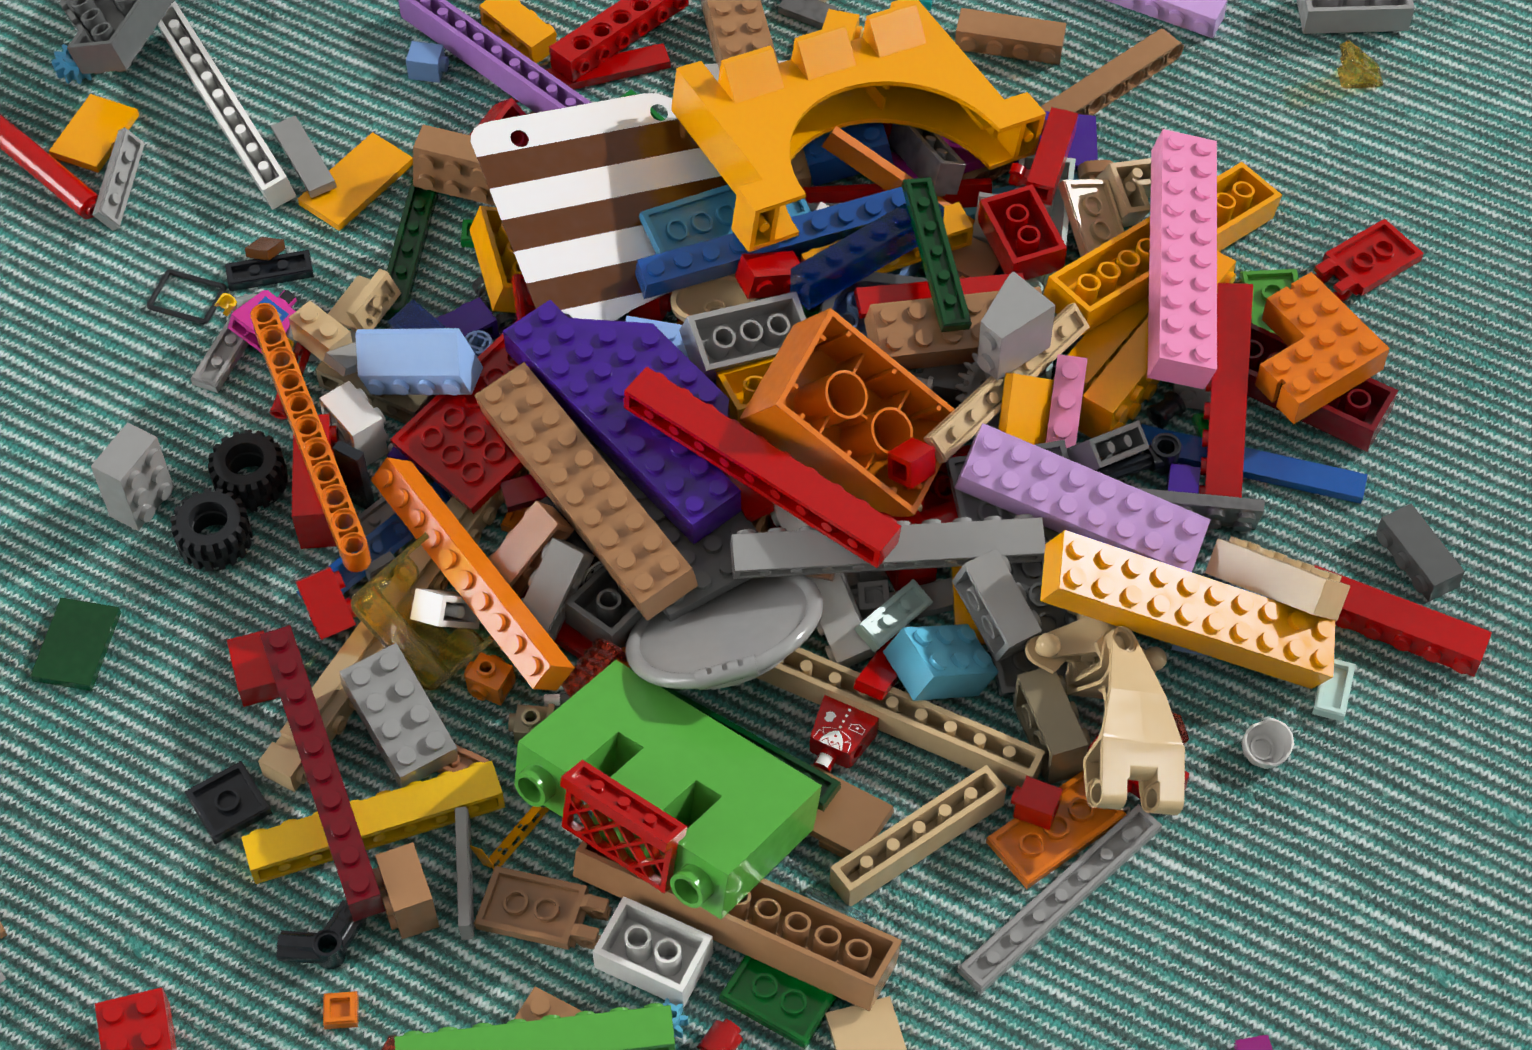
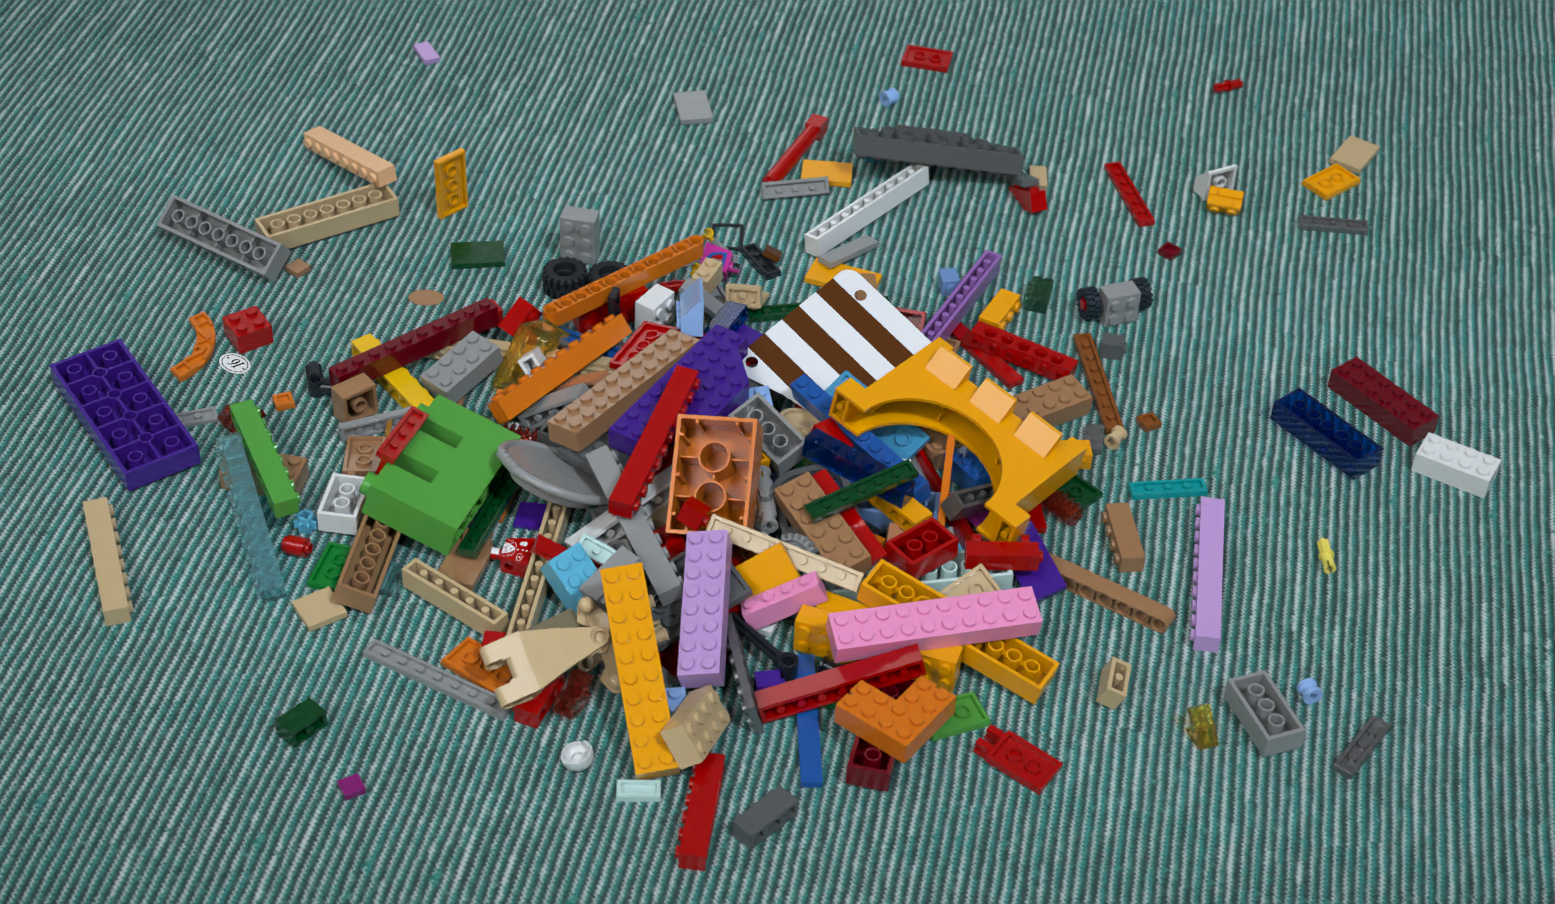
camera: 70 degrees right, 15 degrees down
(150, 744) = (426, 297): none -> medium nougat sticker
(228, 802) = (393, 328): black tile -> none
(745, 703) = (529, 515): none -> dark purple piece
(1014, 327) = (809, 529): light grey slope -> none
(1109, 447) = (765, 623): dark grey brick -> none
(1272, 124) = (1113, 683): none -> tan brick

